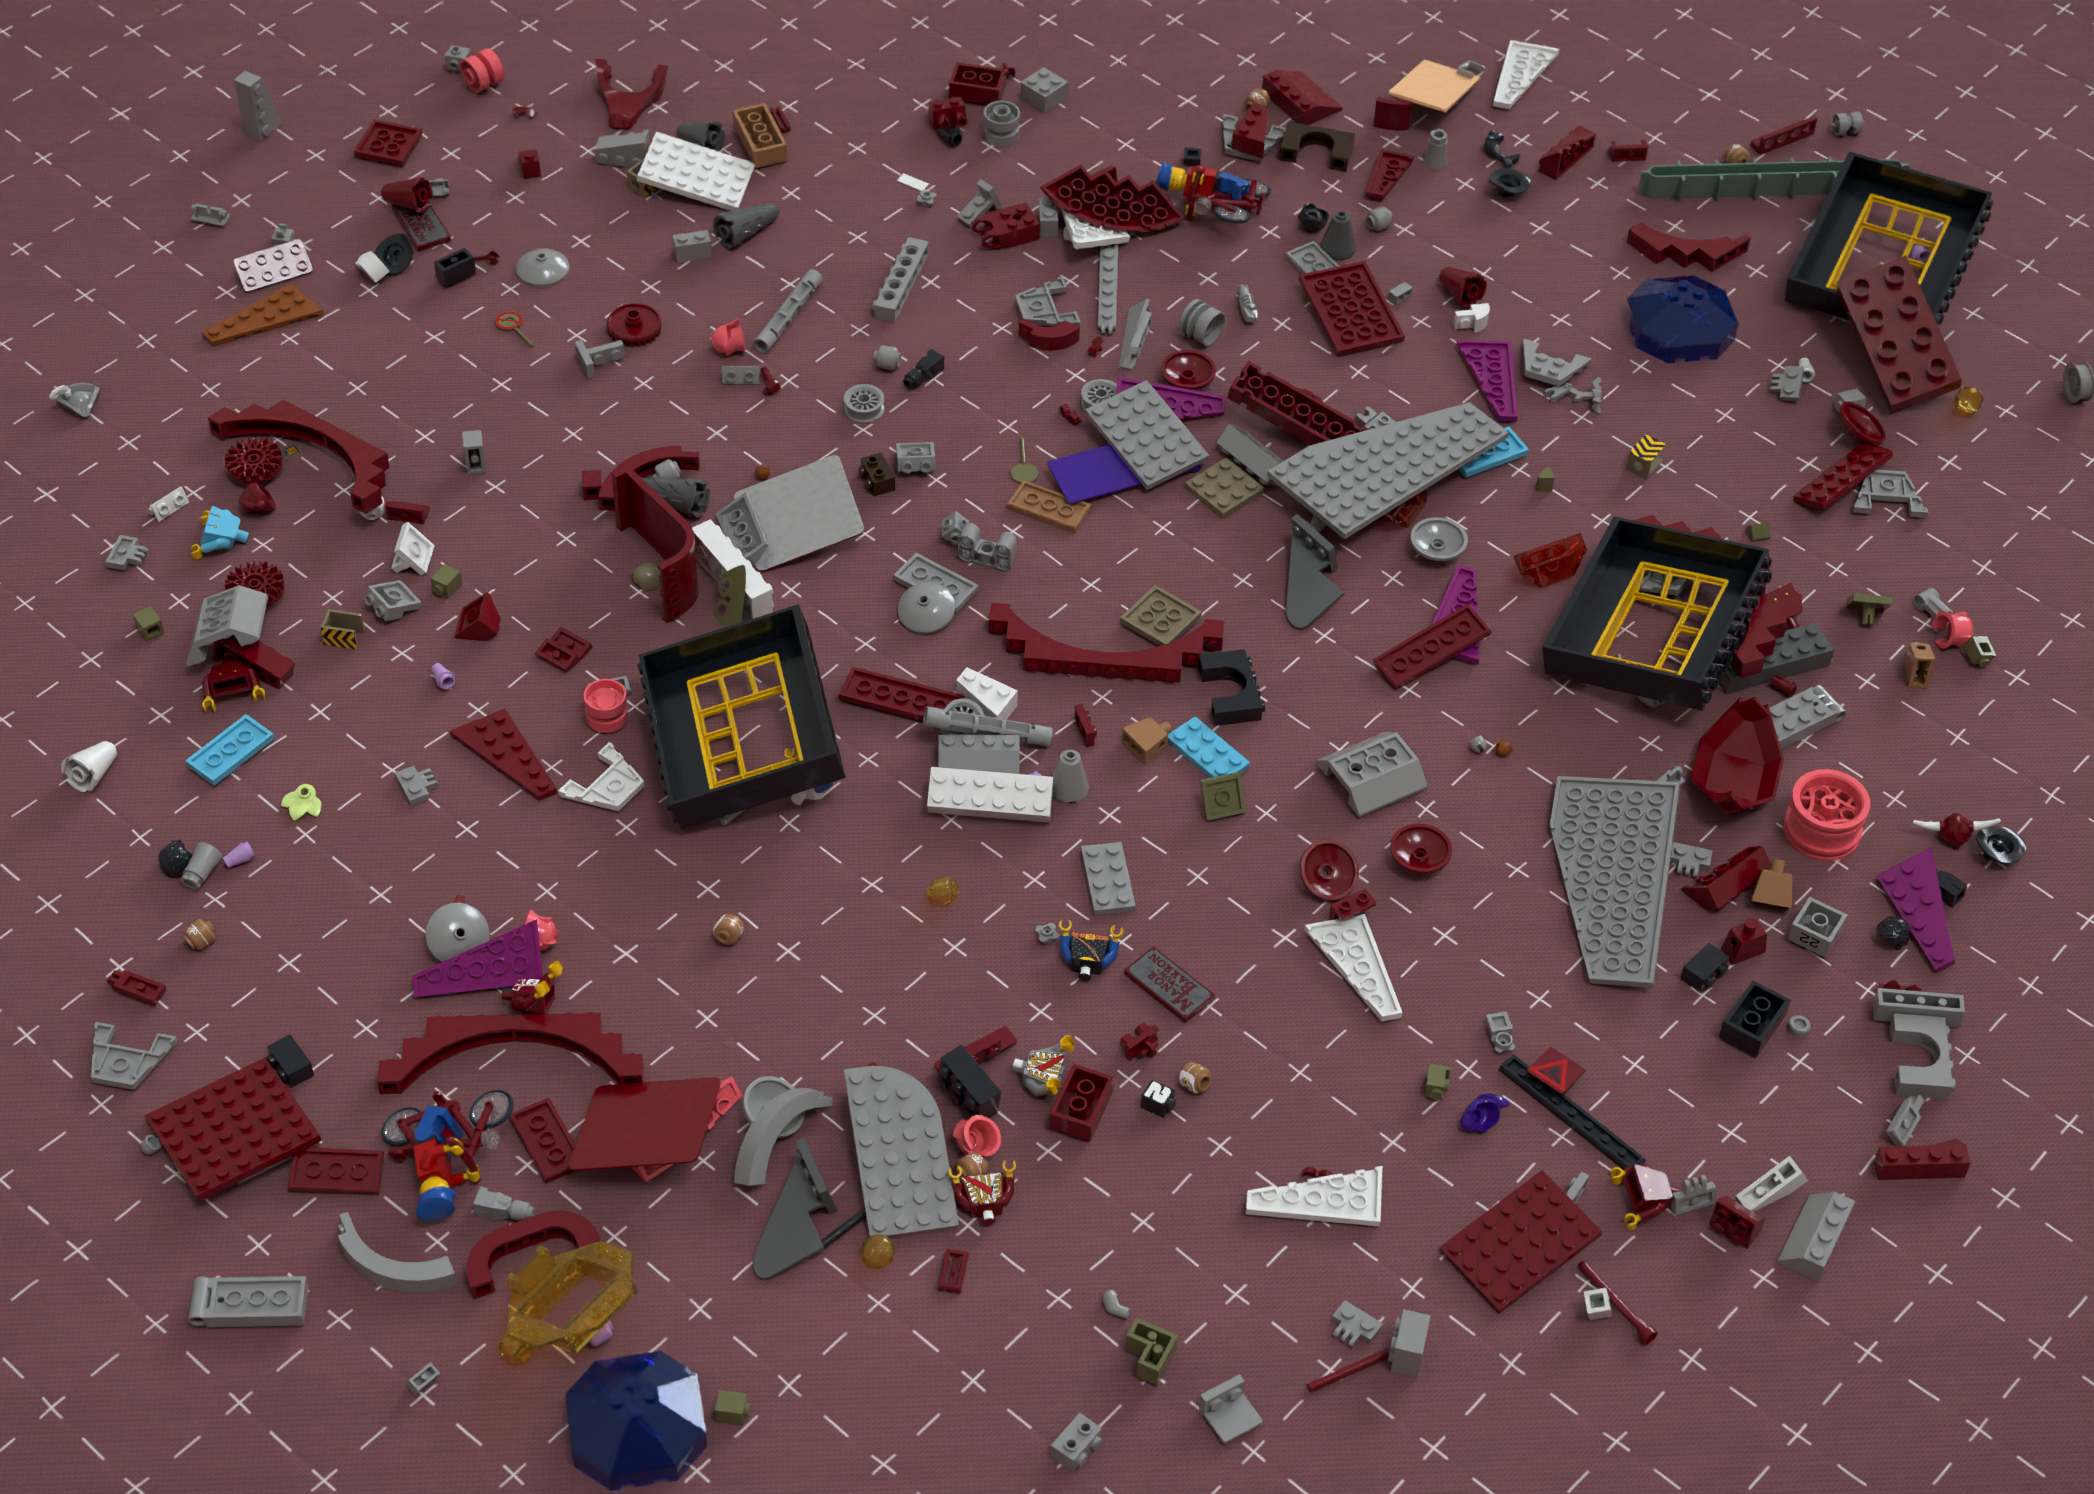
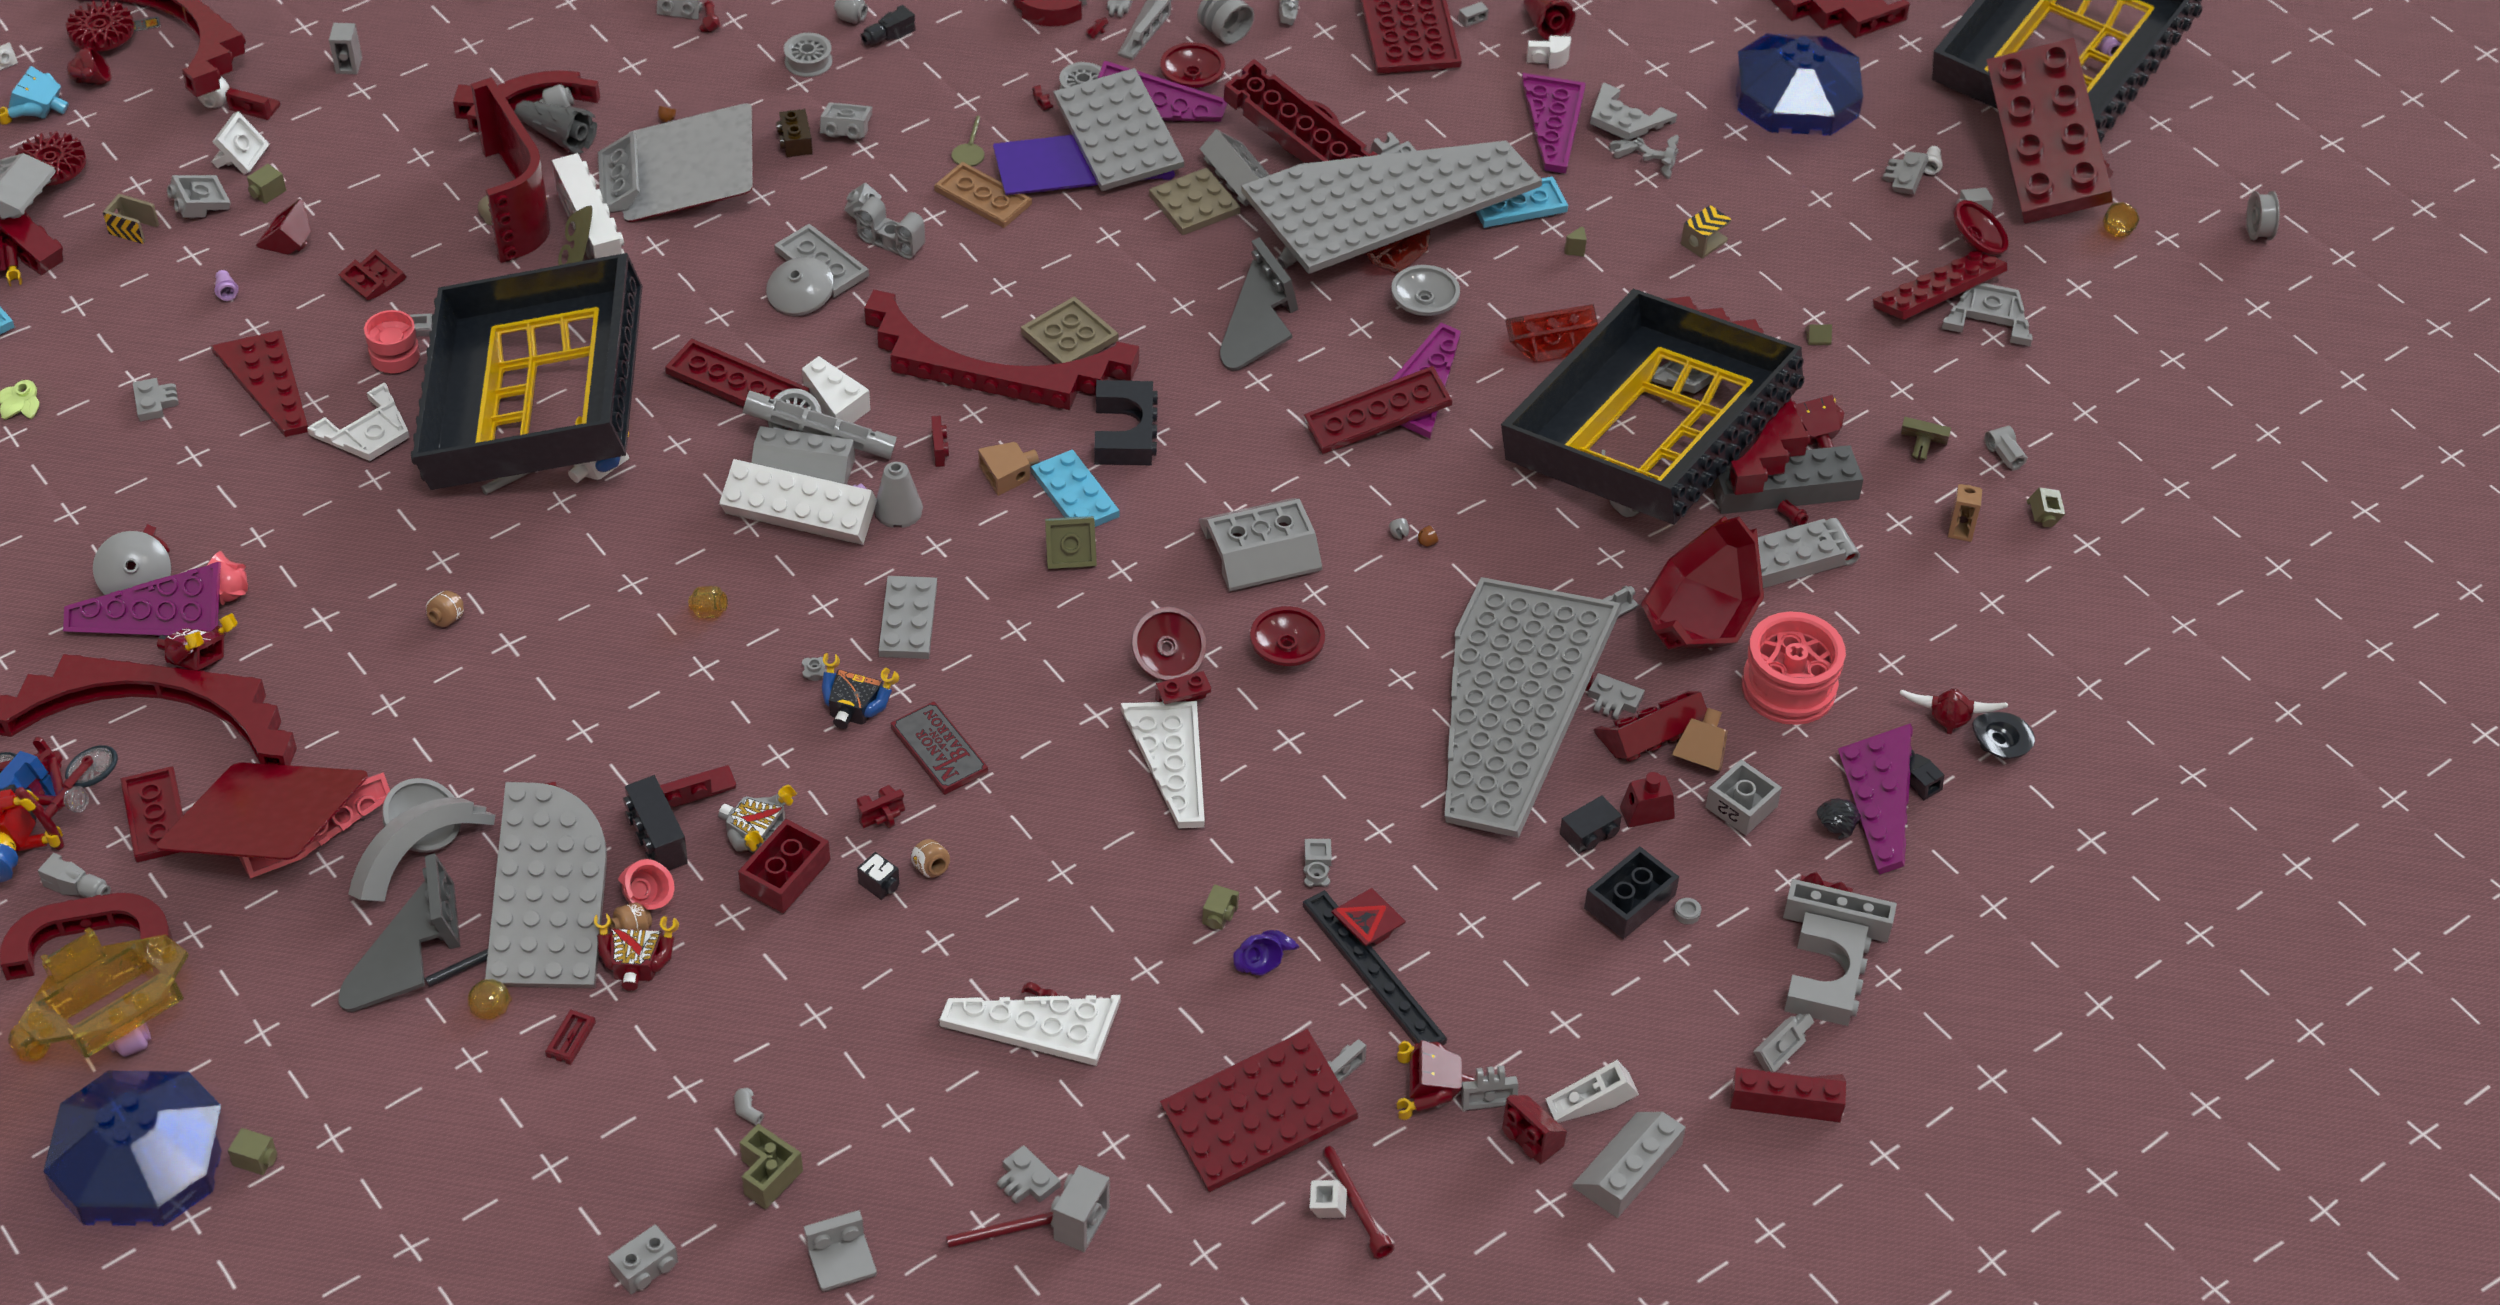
camera: 10 degrees right, 0 degrees up
(1958, 629) = (2027, 479): coral helmet -> none

